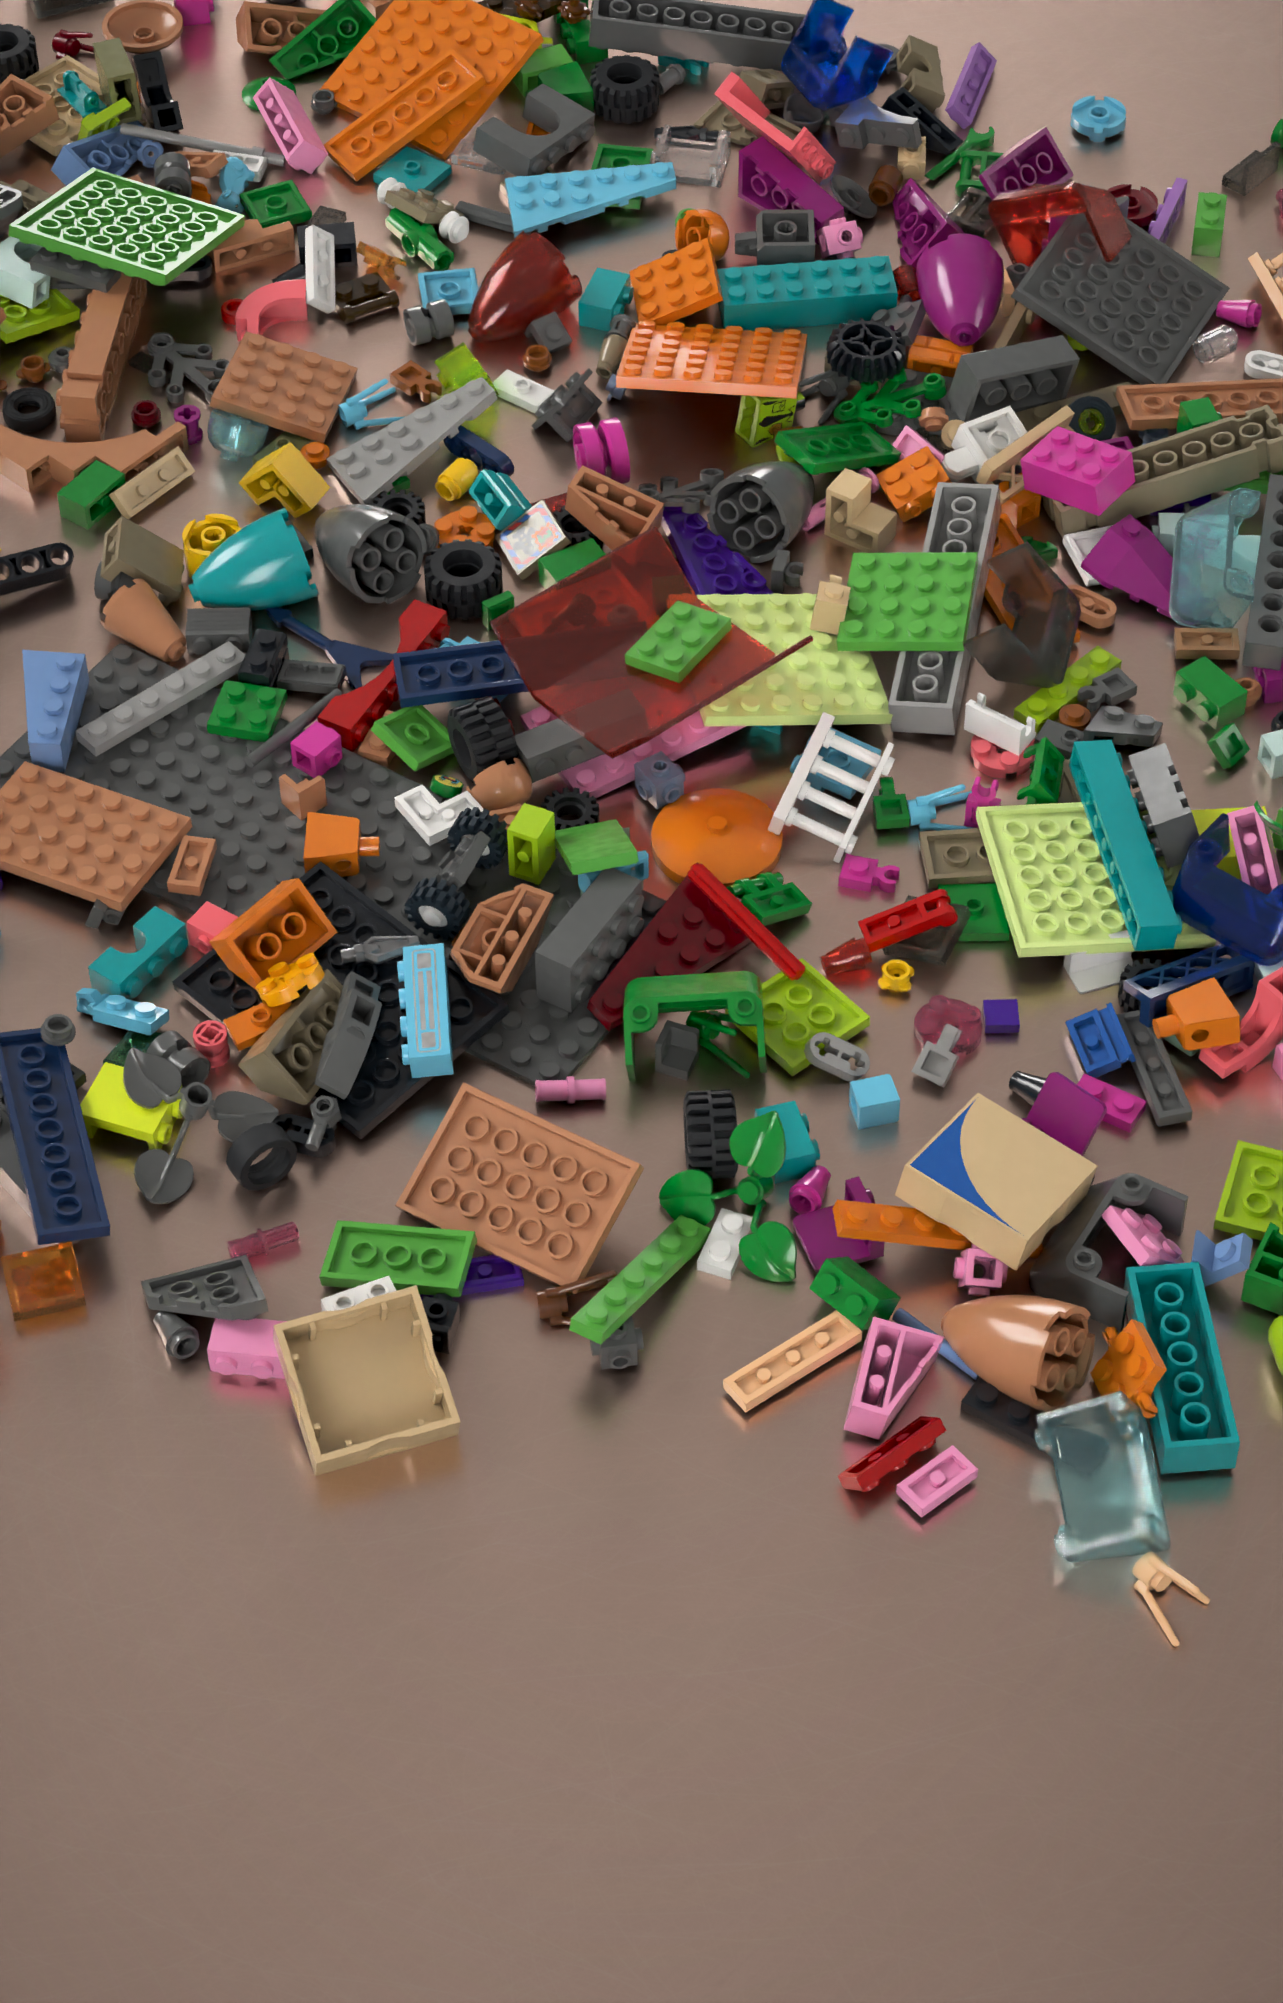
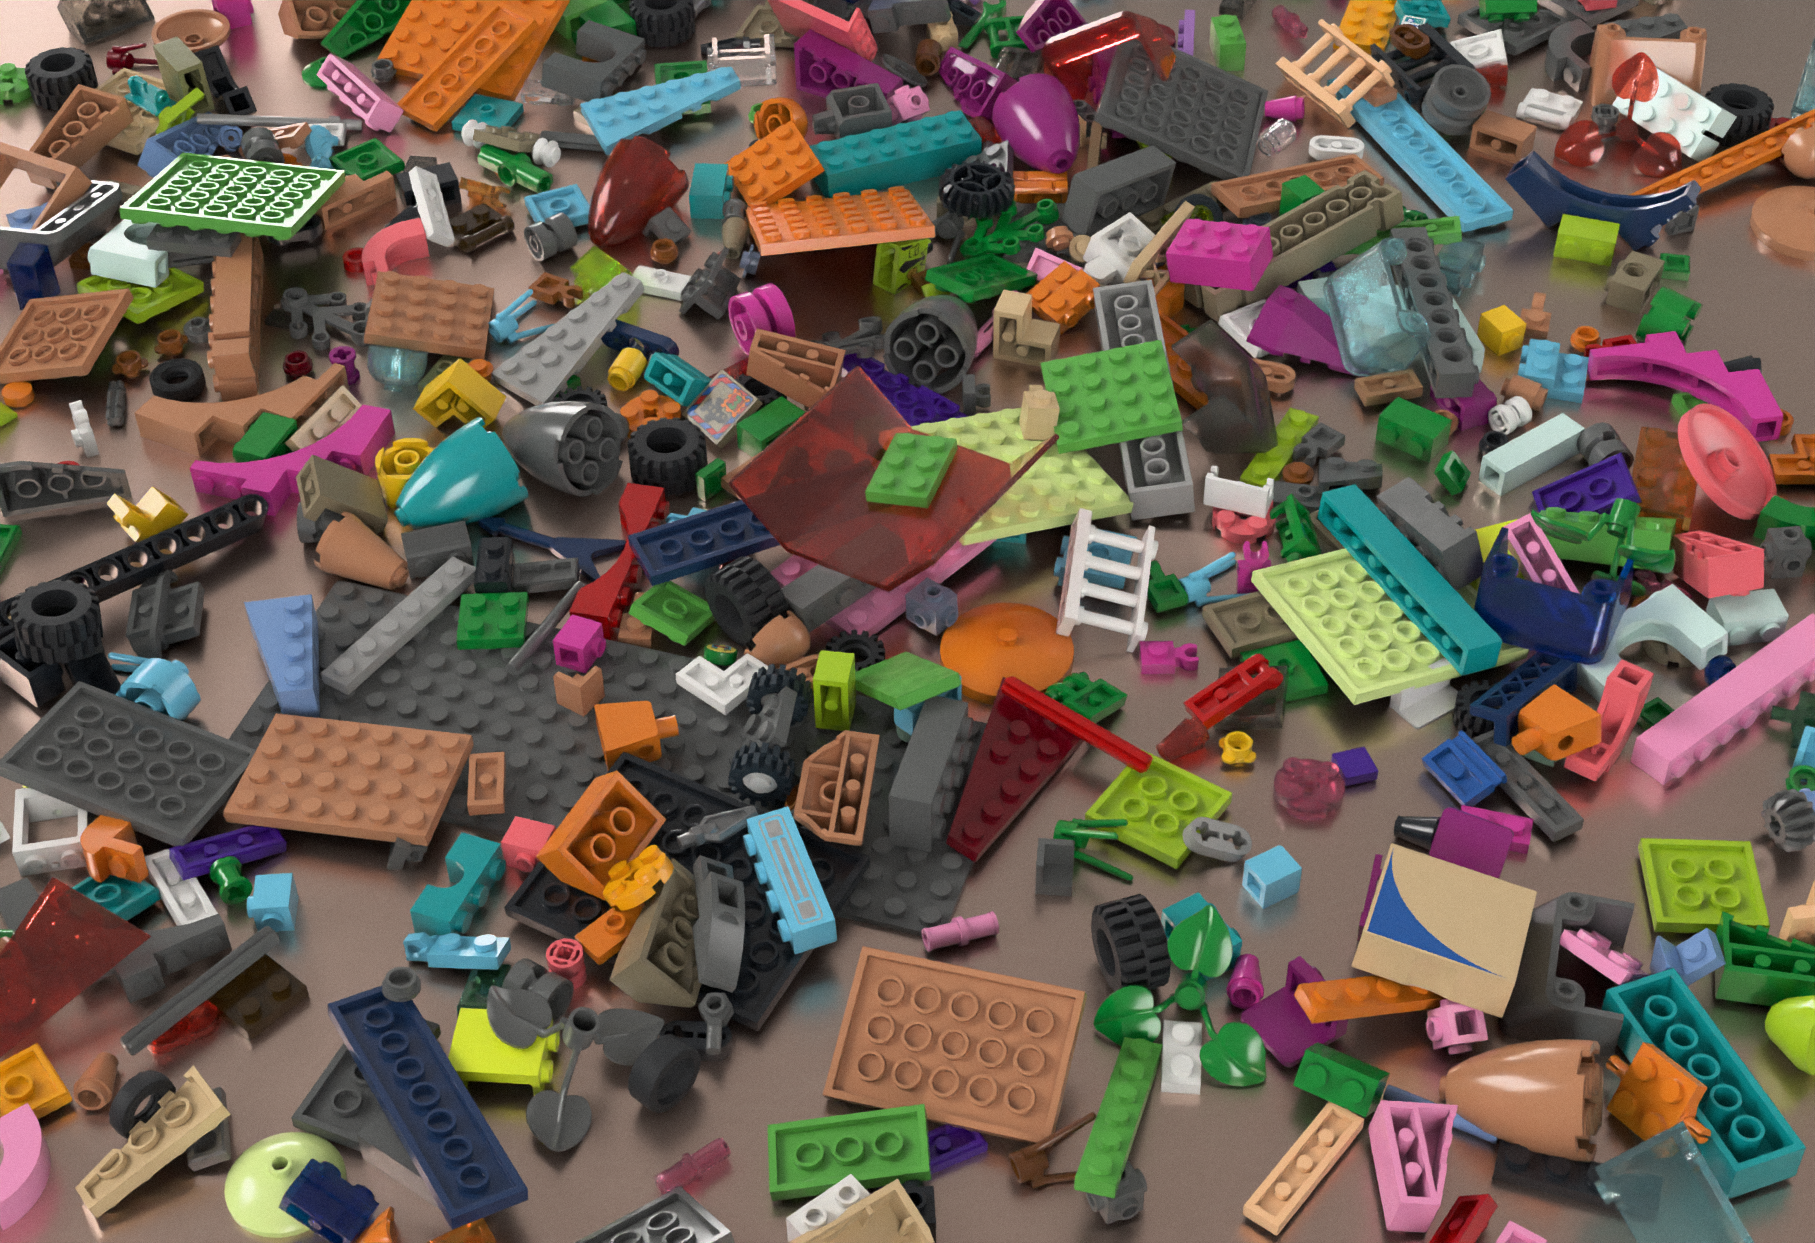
camera: 15 degrees left, 5 degrees down
(84, 529) = (274, 479): none -> dark pink arch
(734, 991) = (1014, 819): green windscreen -> none
(937, 1061) = (1316, 822): light grey plate -> none

